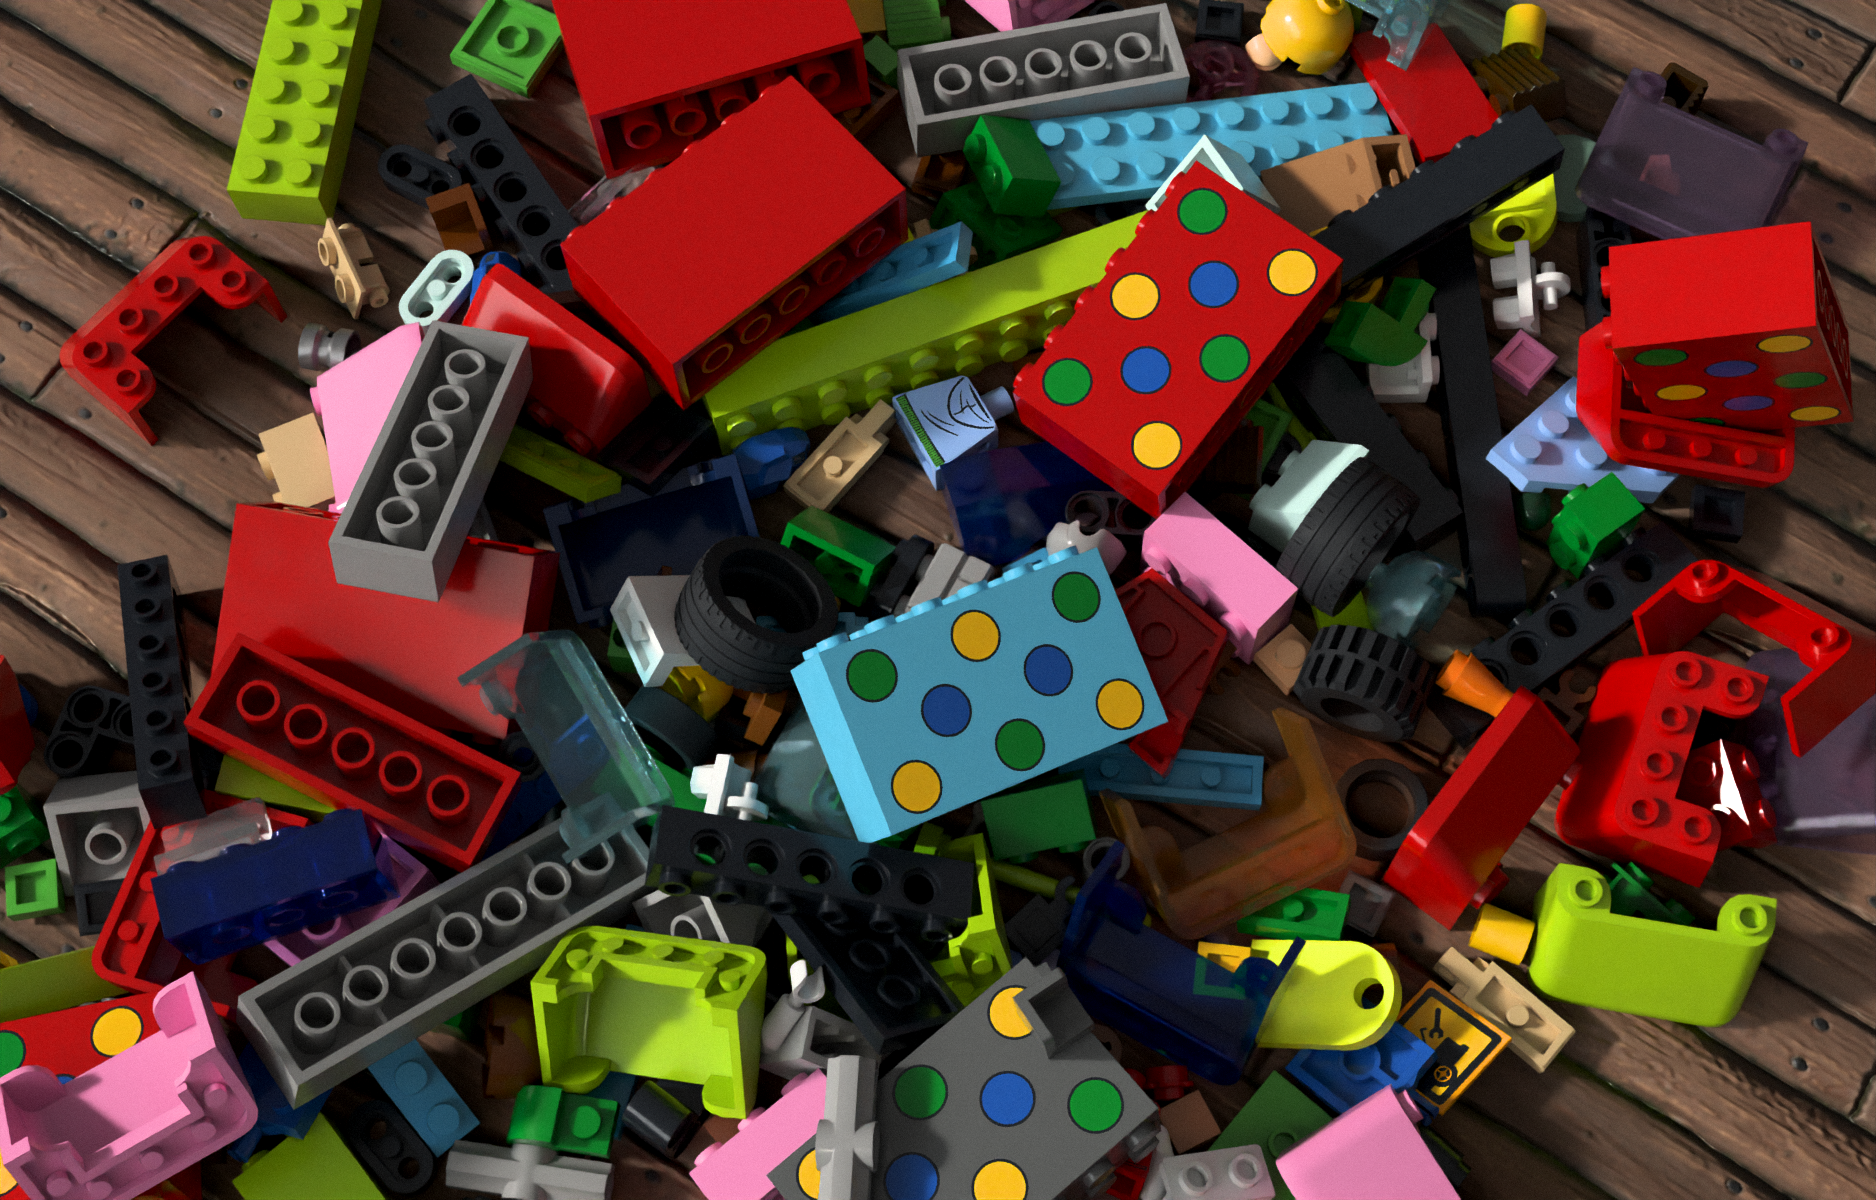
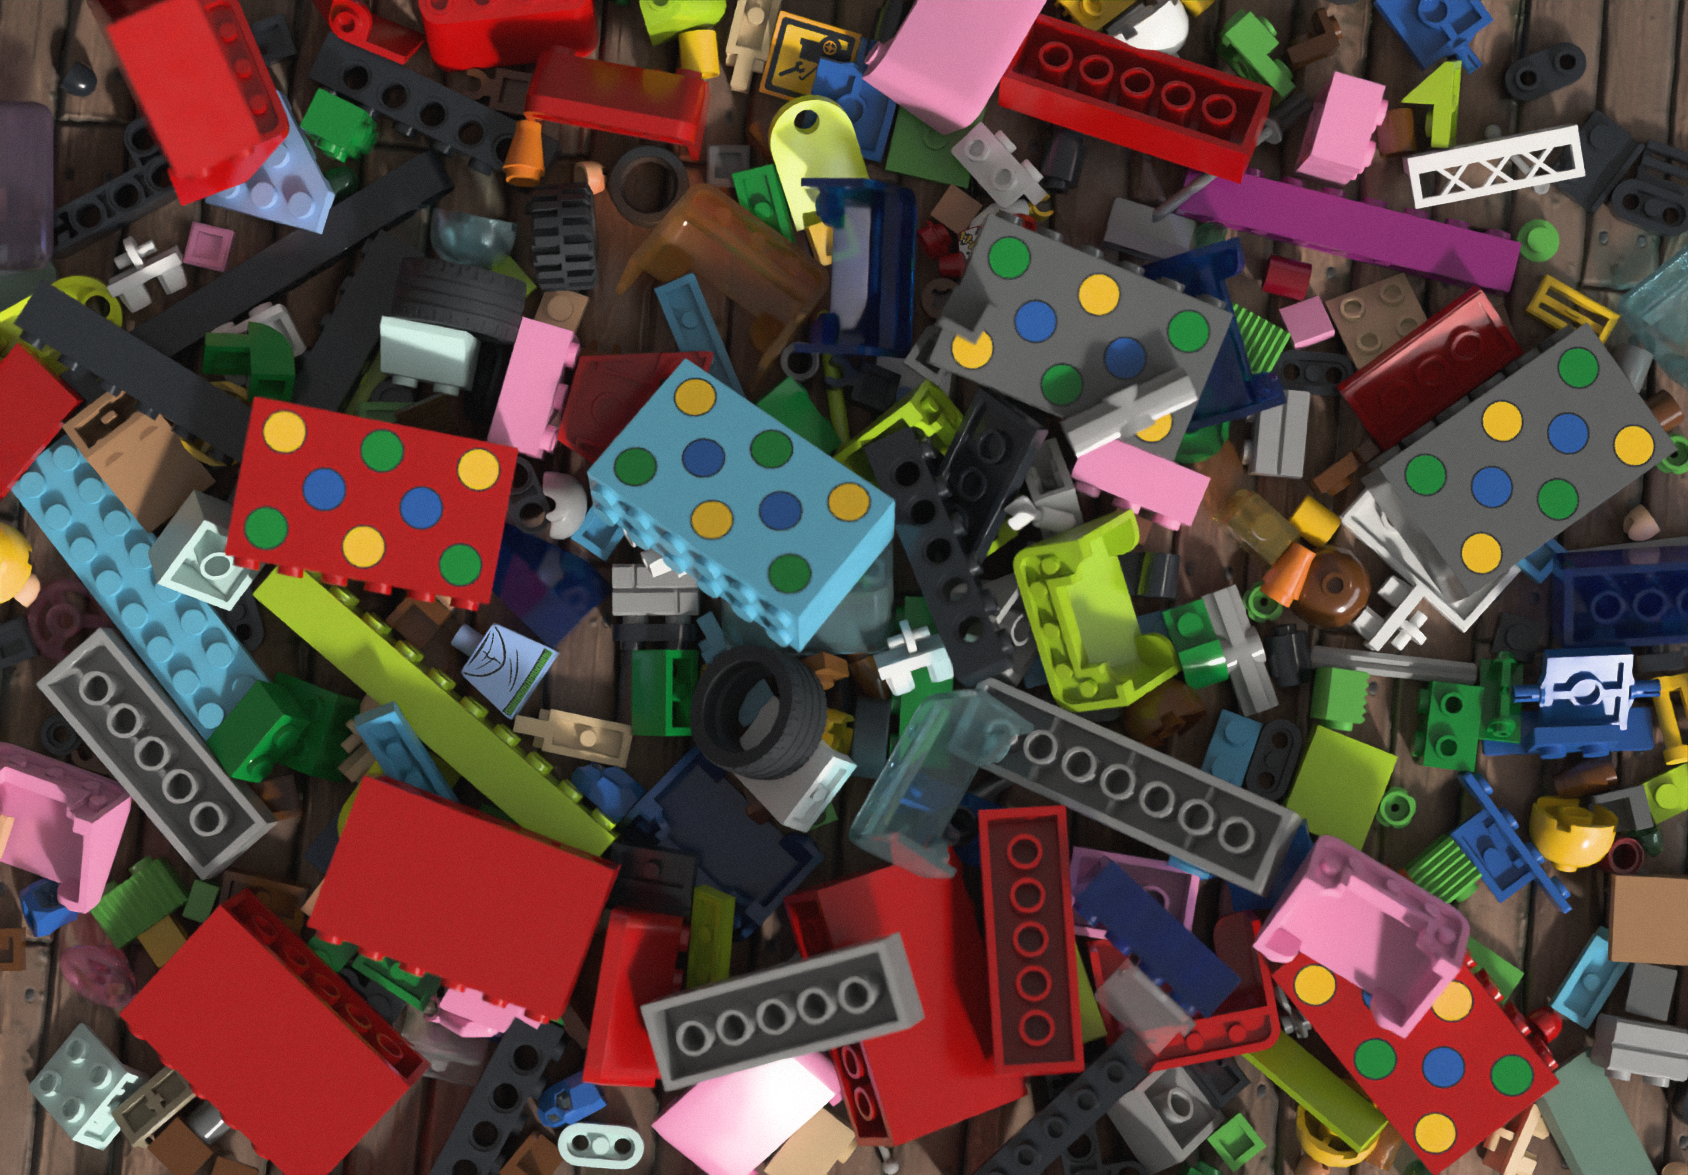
camera: 125 degrees left, 20 degrees up
(1418, 753) = (592, 173): none -> light nougat hinge

